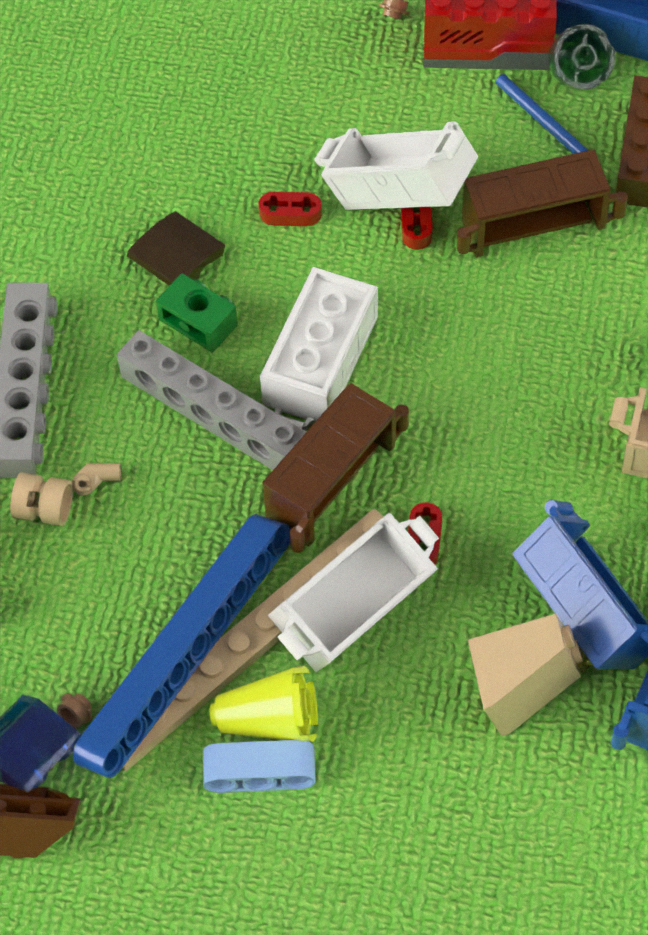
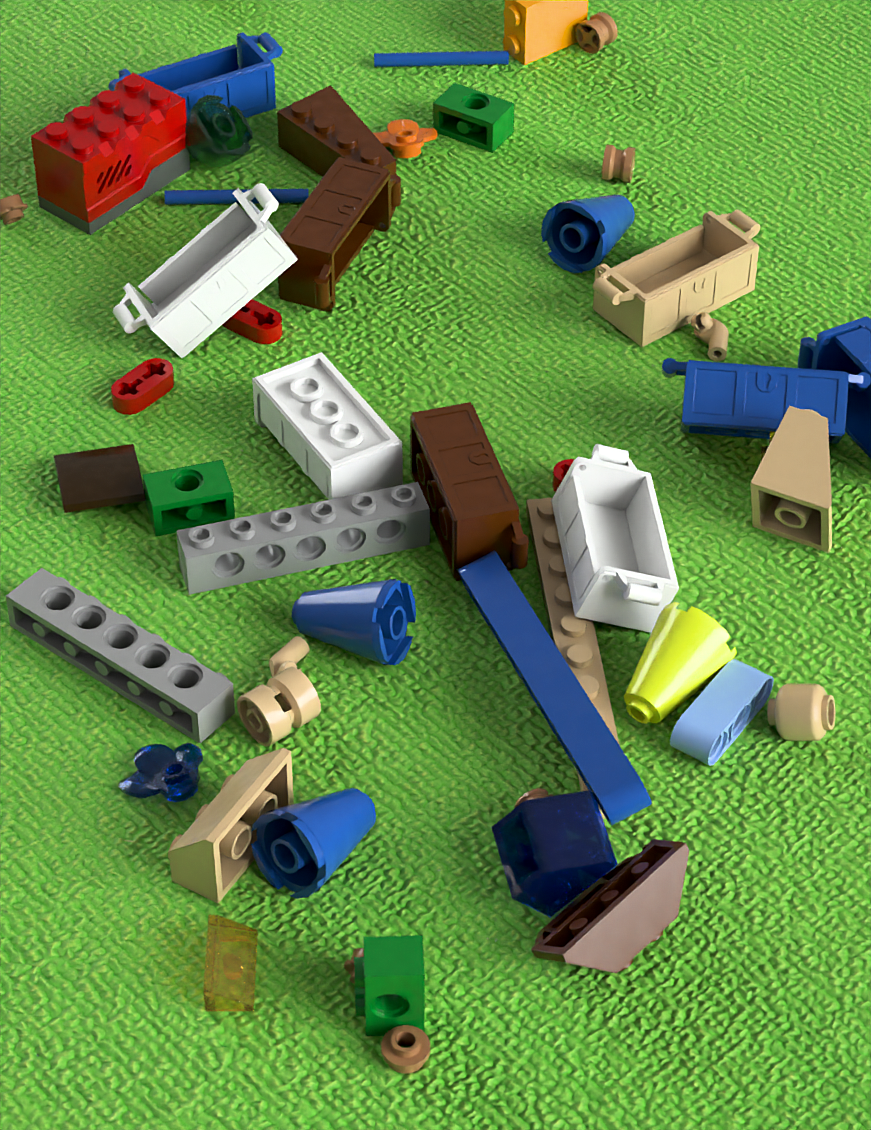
camera: 55 degrees left, 15 degrees down
(157, 493) = (360, 618): none -> blue cone
(297, 818) = (802, 712): none -> tan head

